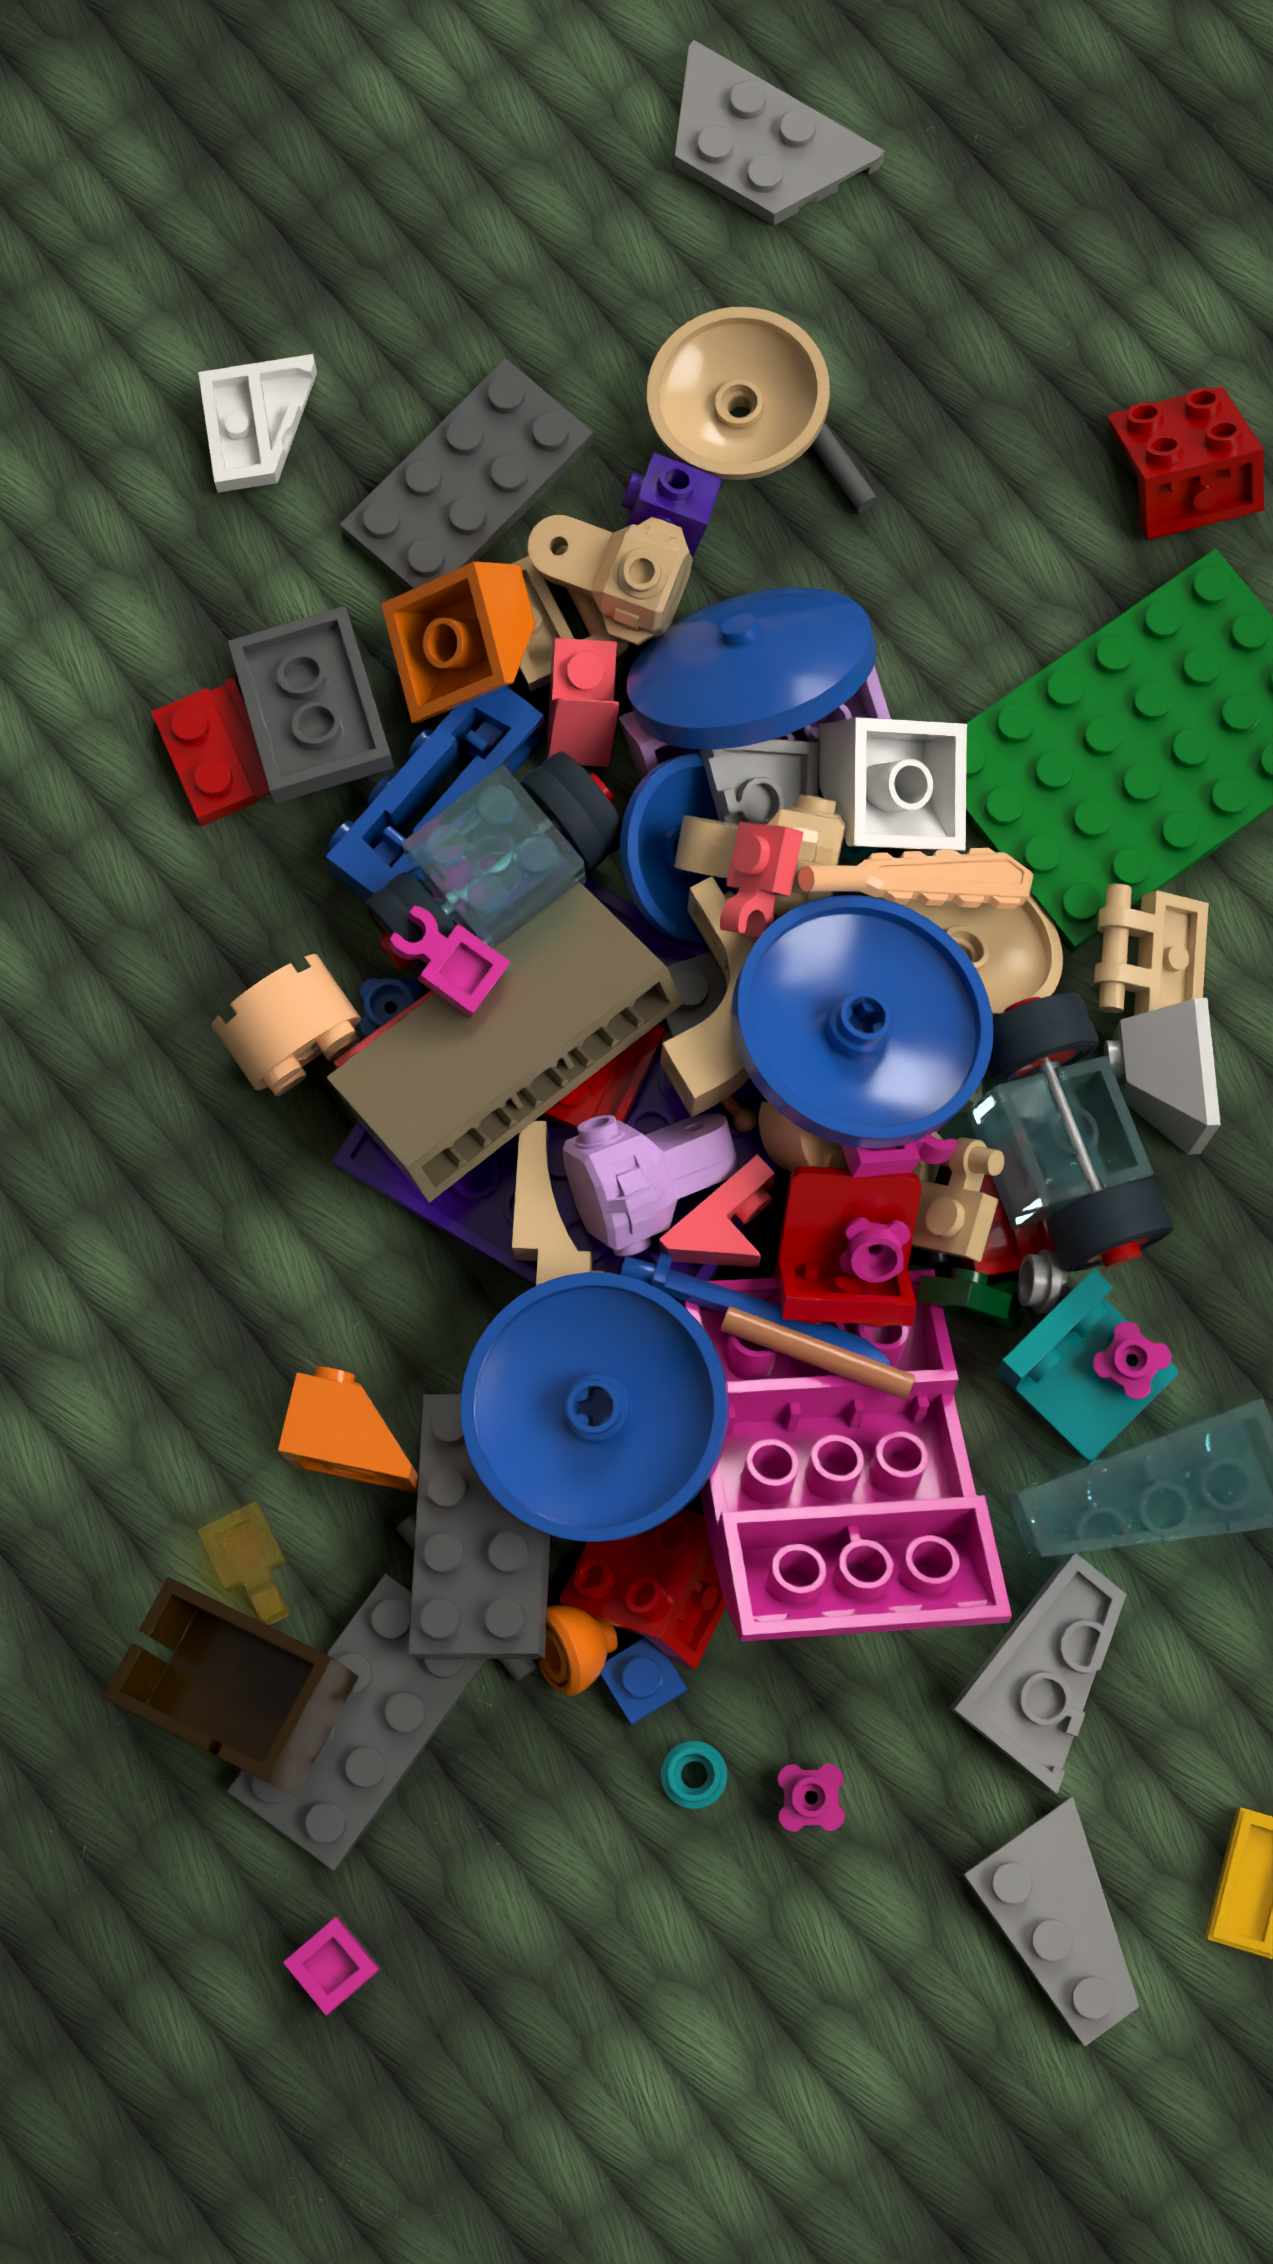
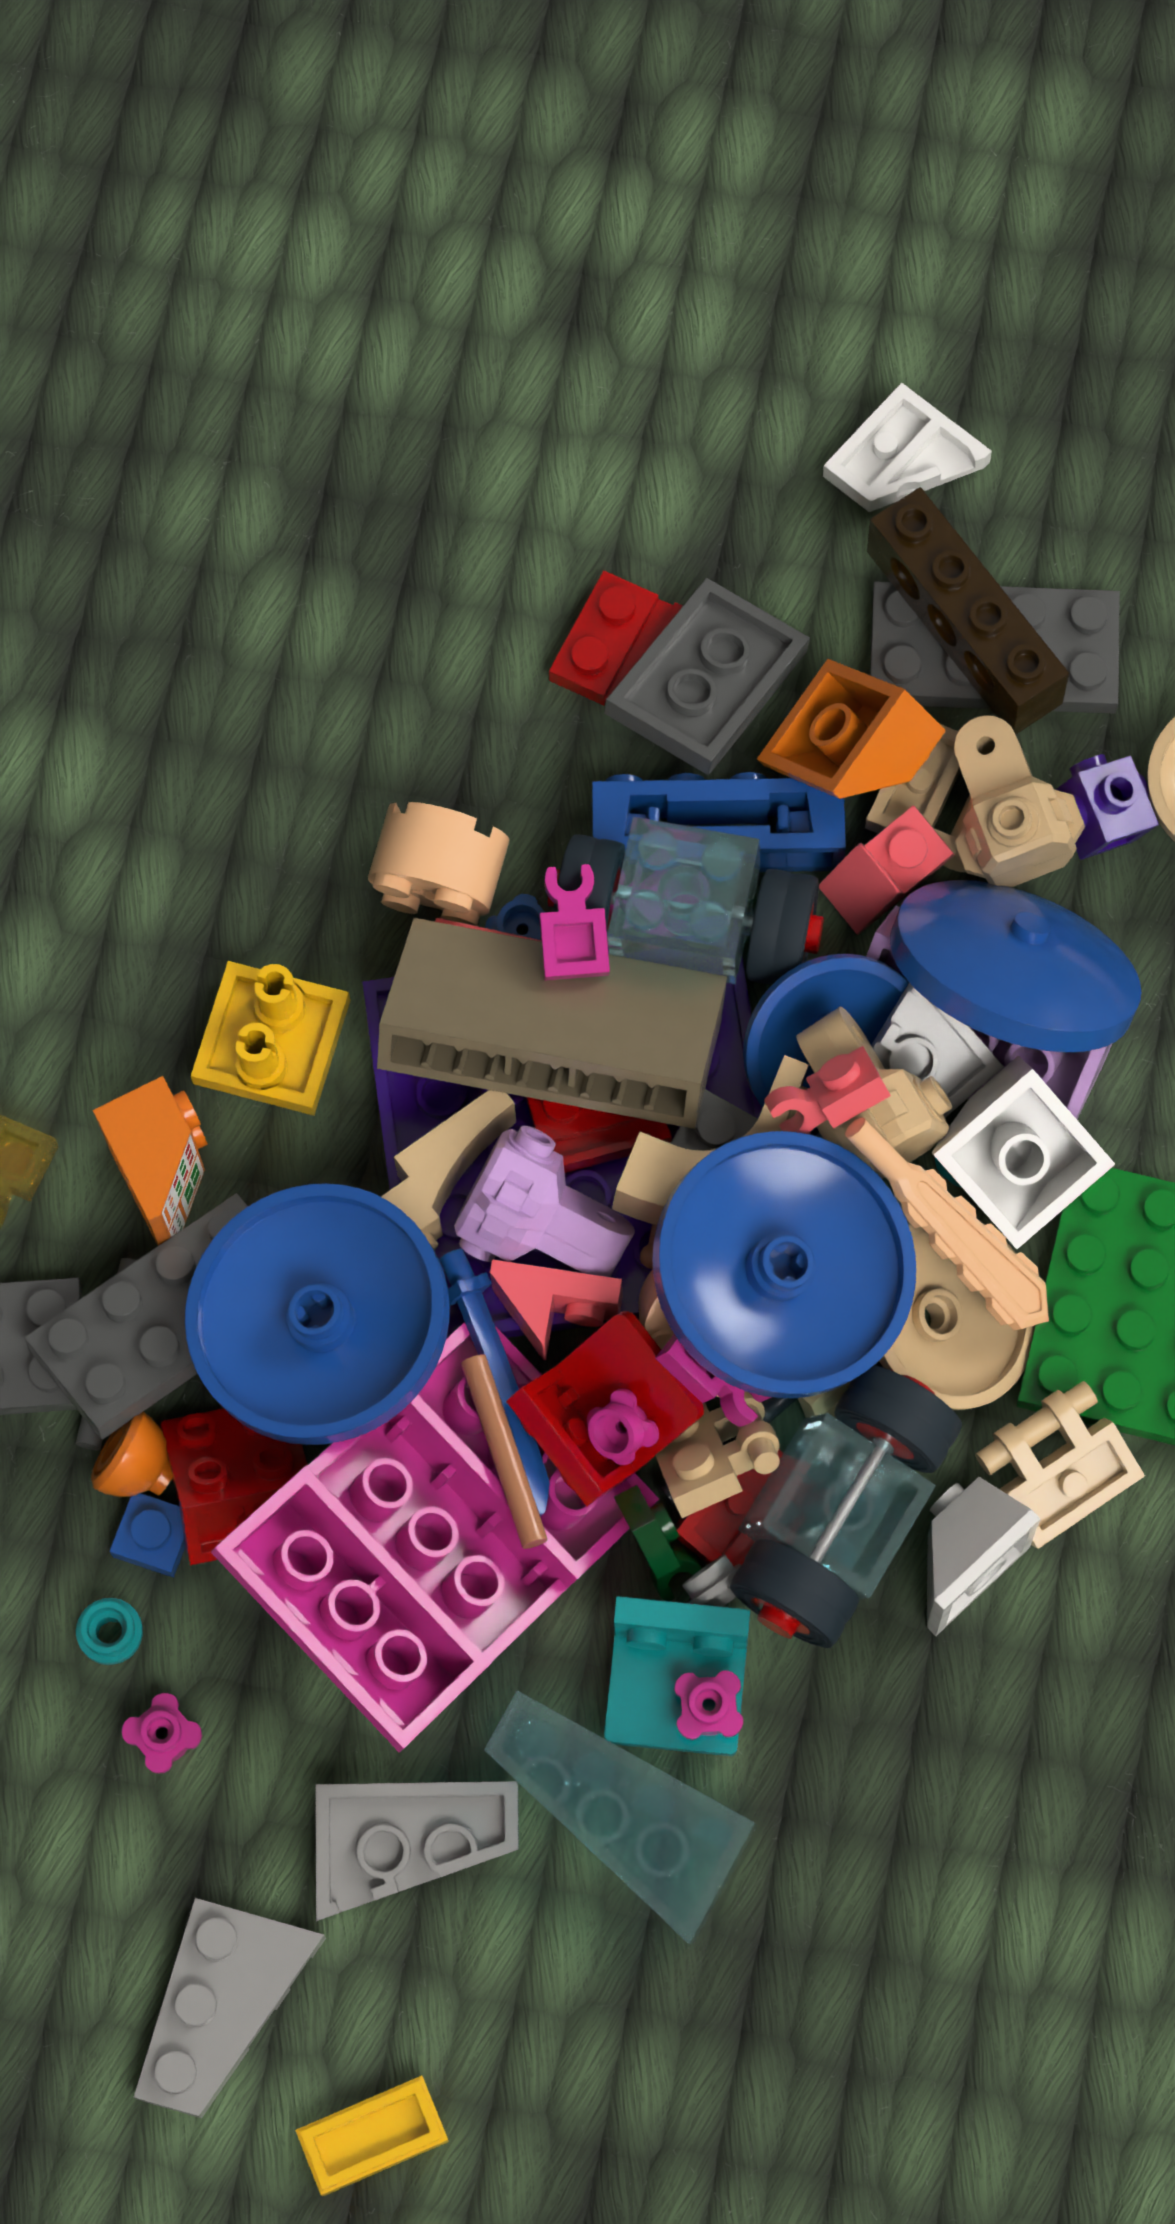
camera: 50 degrees right, 5 degrees down
(315, 1268) = (271, 1037): none -> yellow plate
(433, 472) = (967, 611): none -> dark brown brick

